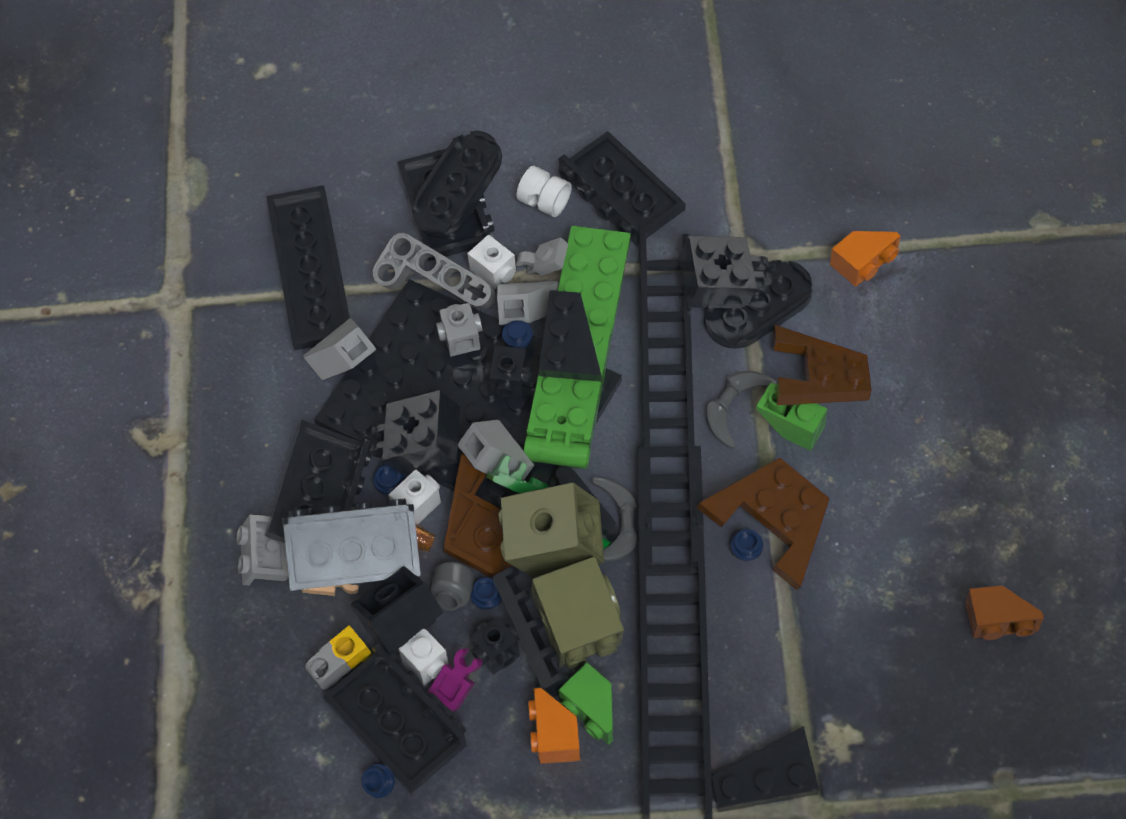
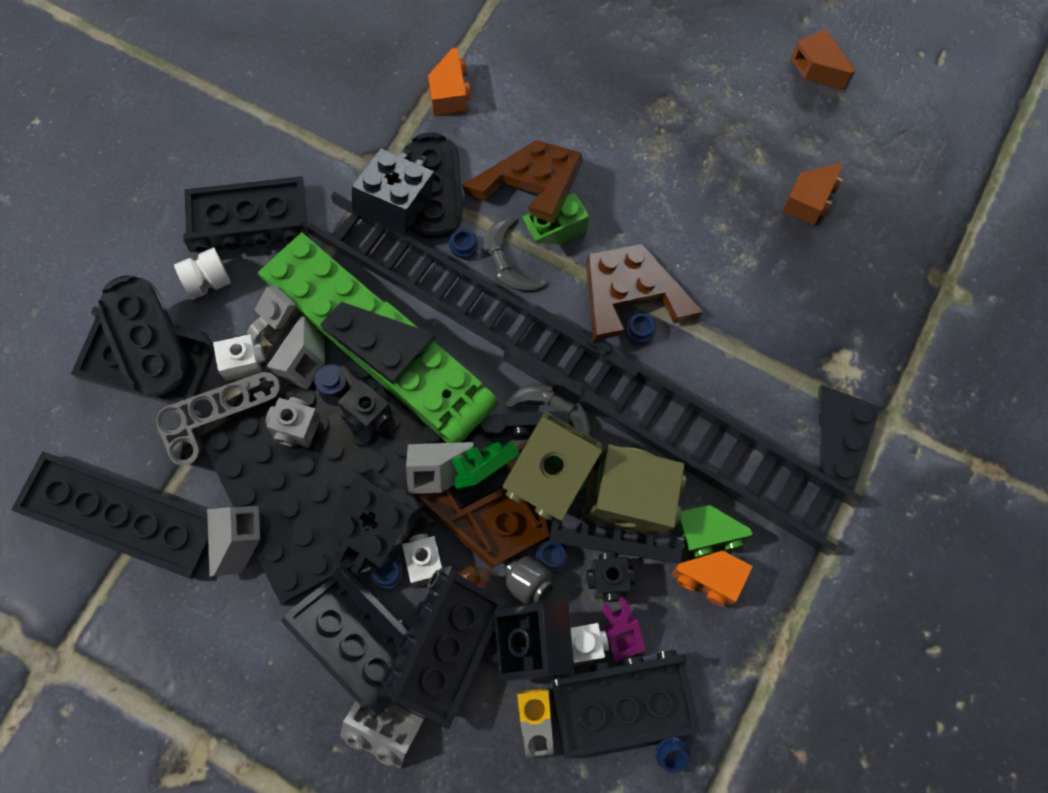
camera: 65 degrees left, 10 degrees up
(720, 360) = (463, 243): none -> dark blue plate

